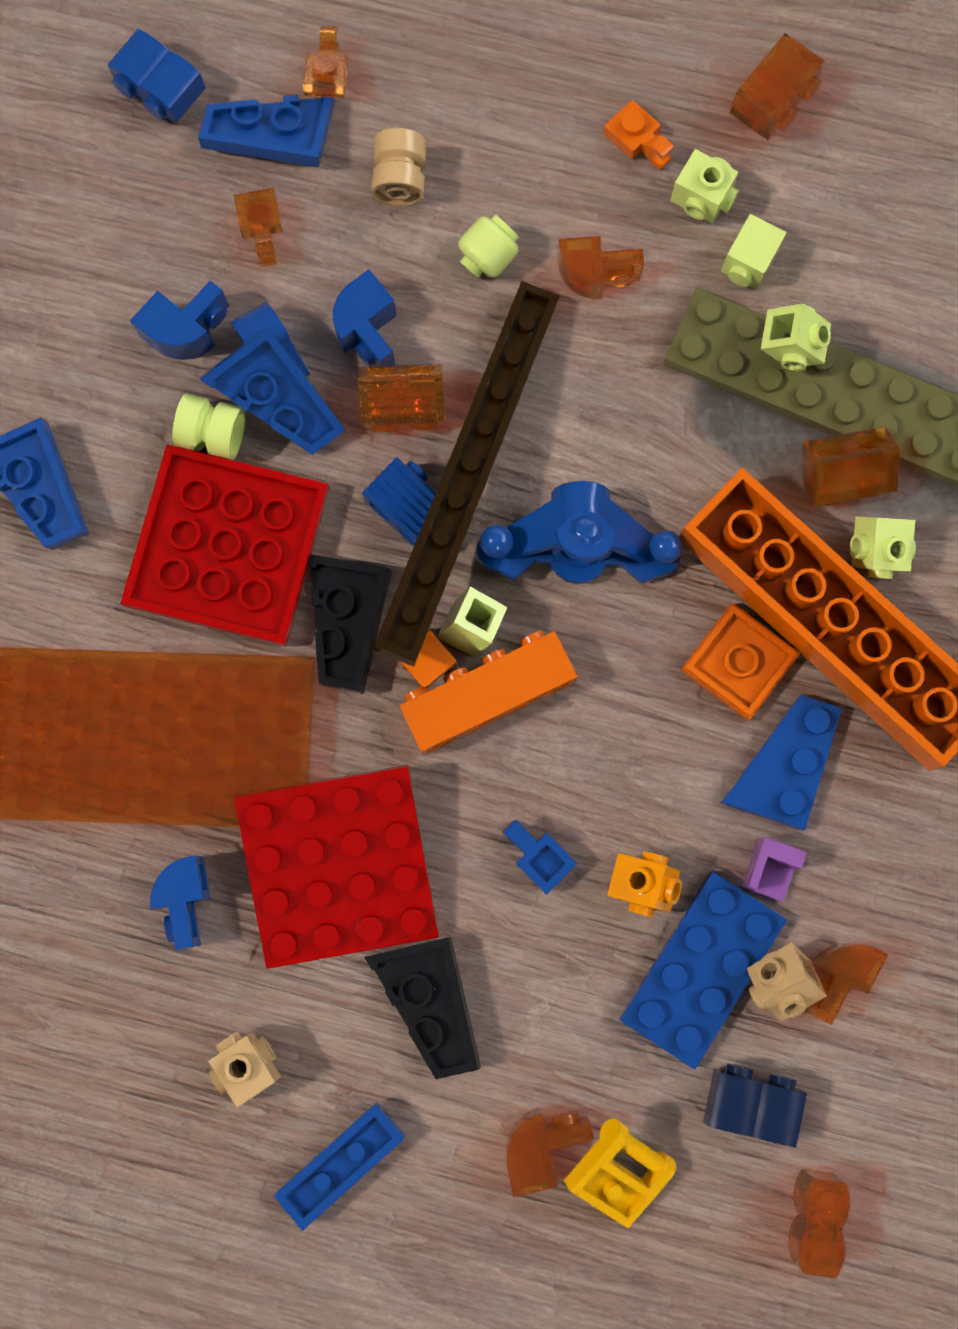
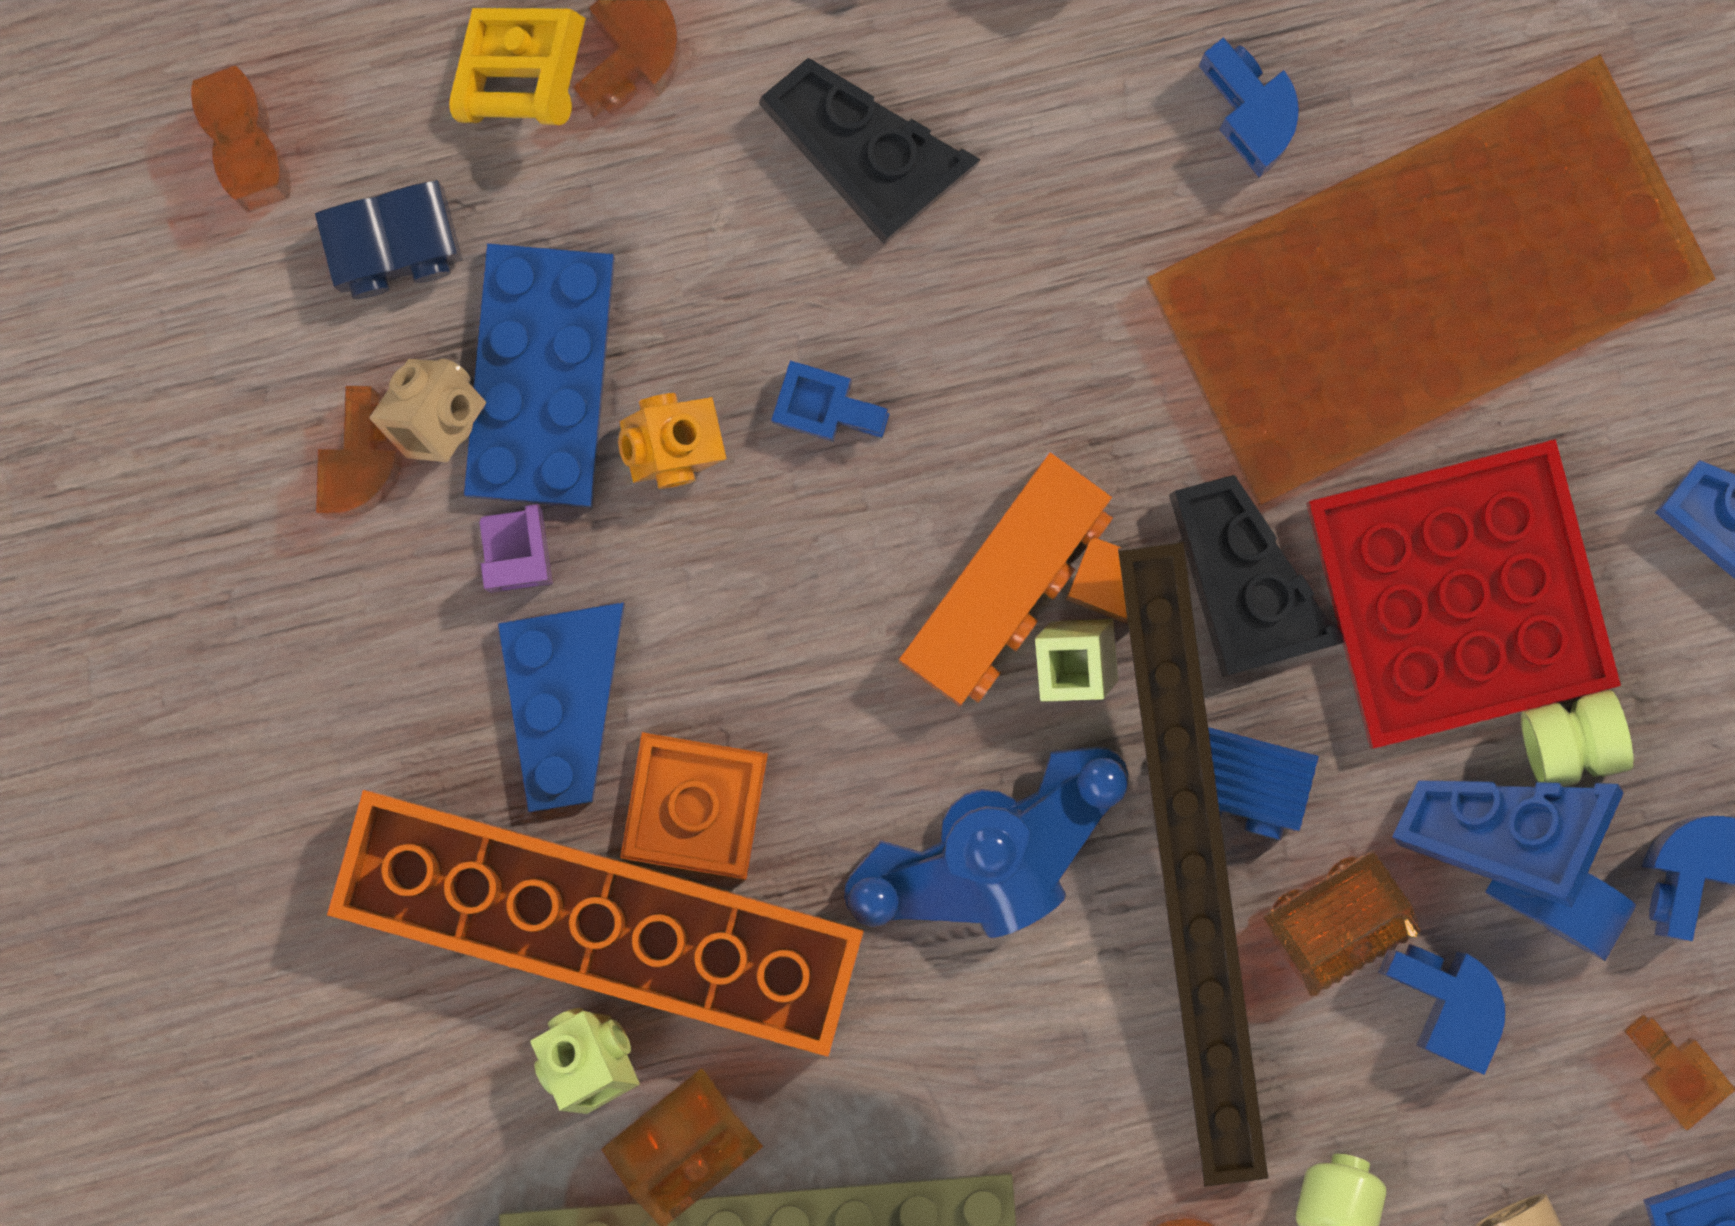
camera: 150 degrees right, 5 degrees up
(336, 866) = (1078, 253): red plate -> none

